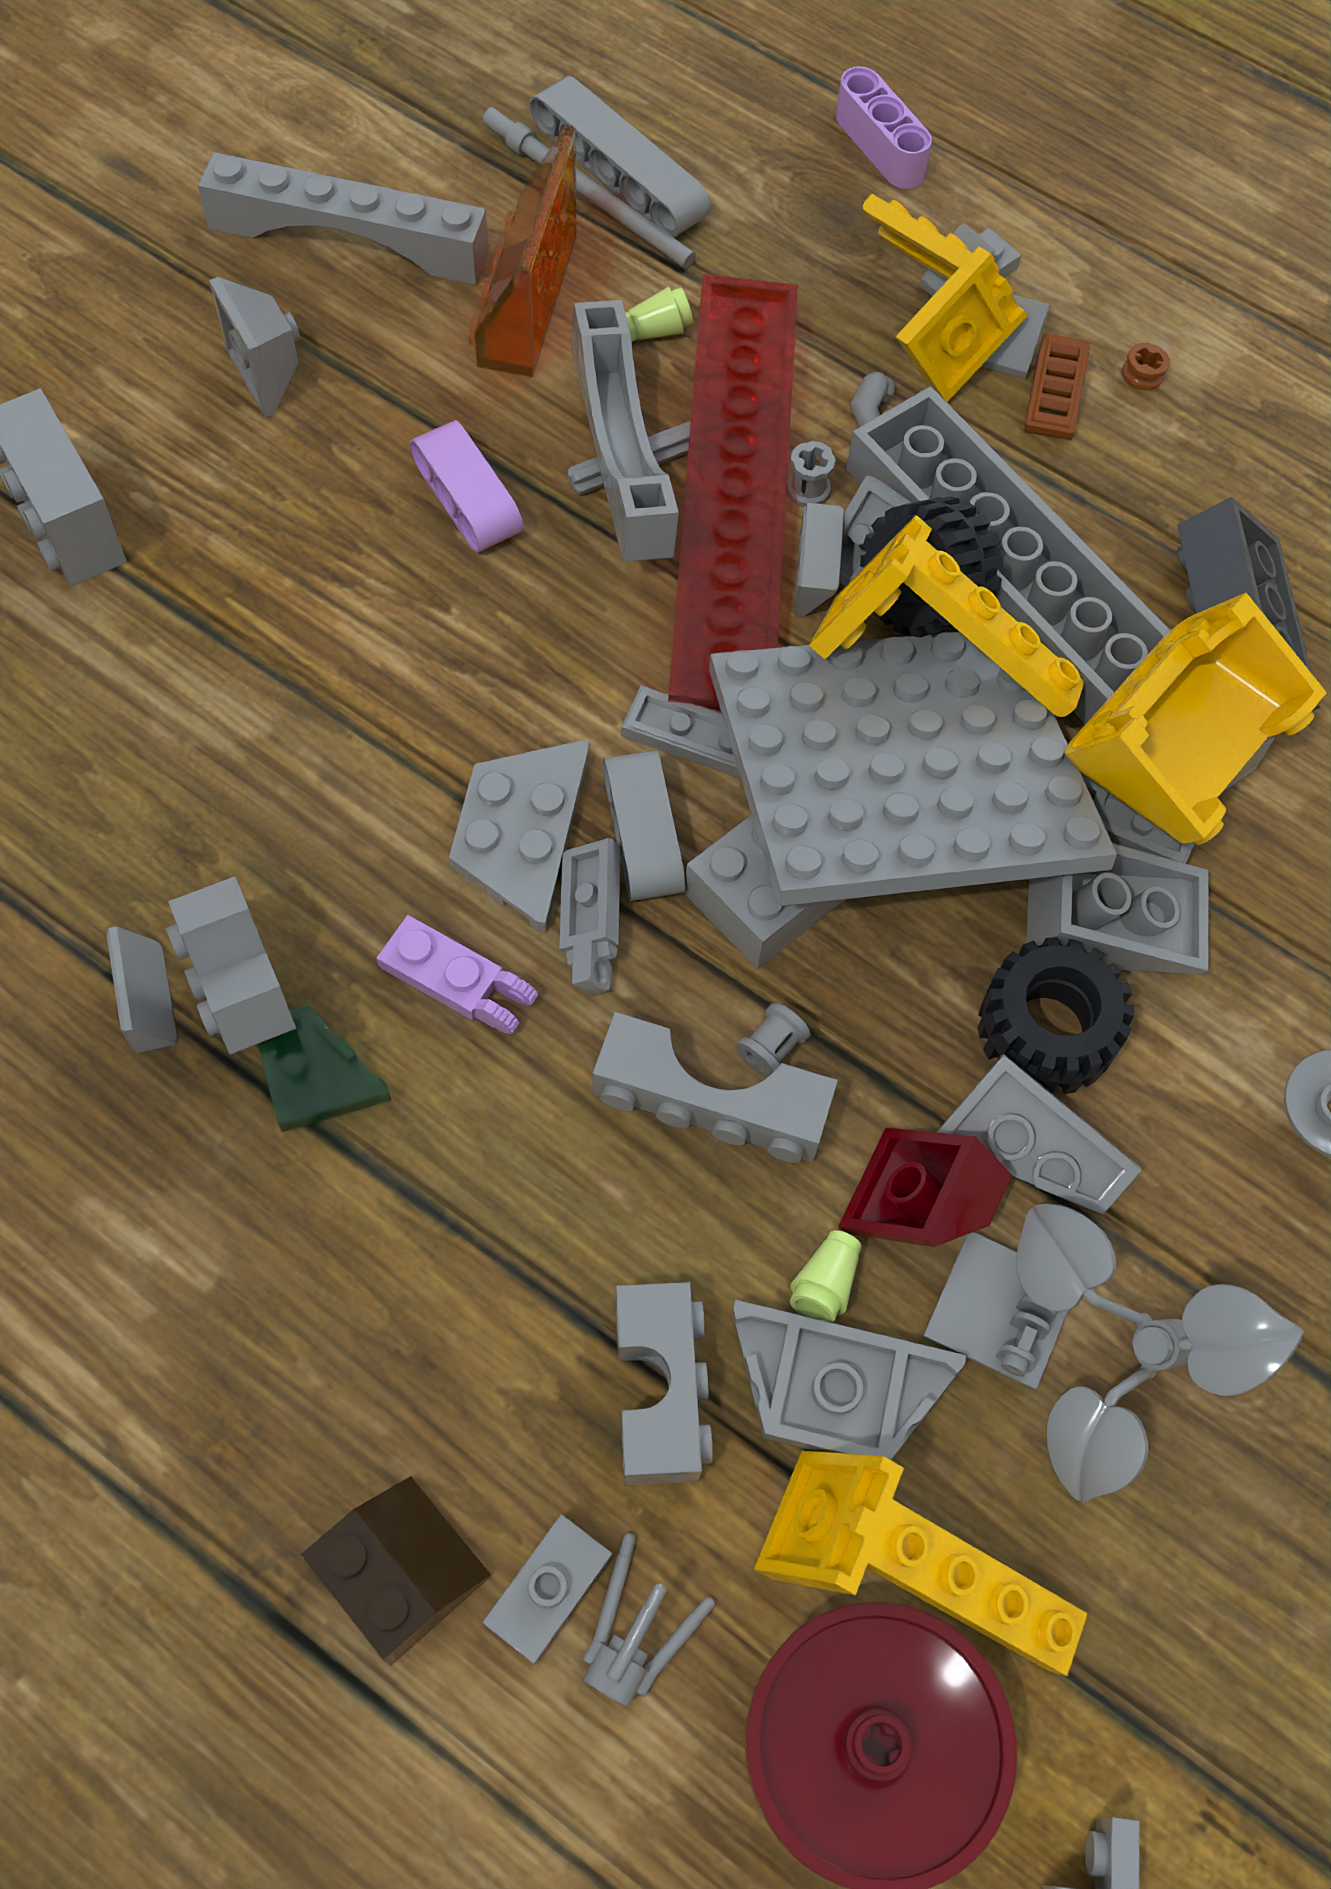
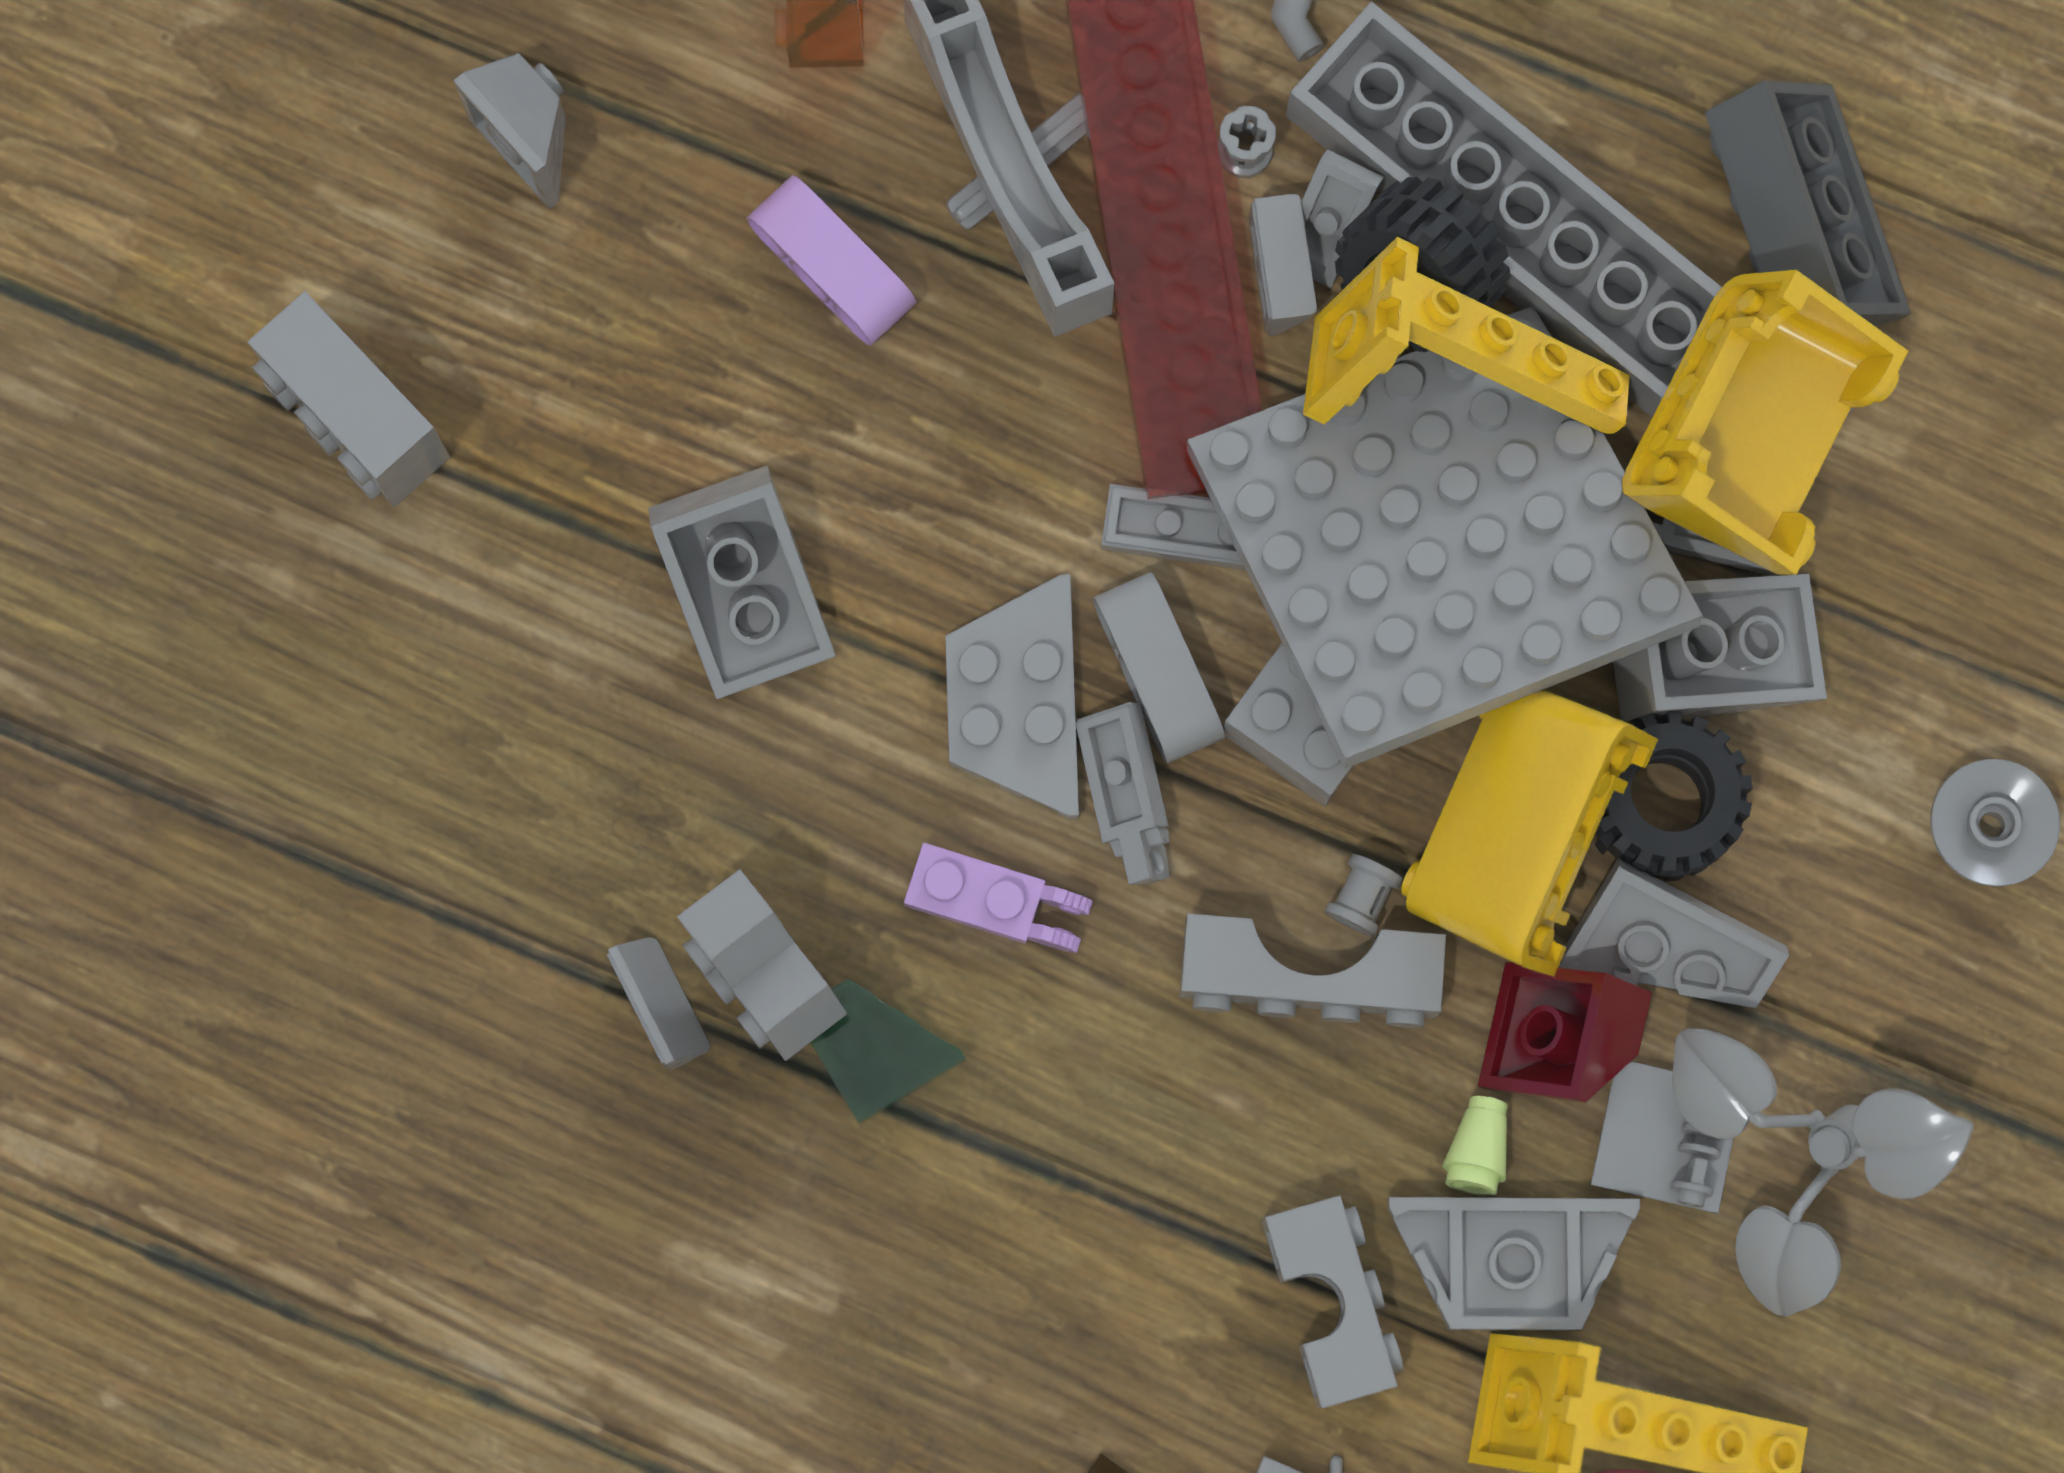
camera: 10 degrees left, 15 degrees up
(319, 686) = (741, 582): none -> light grey slope
(925, 996) = (1522, 825): none -> yellow windscreen

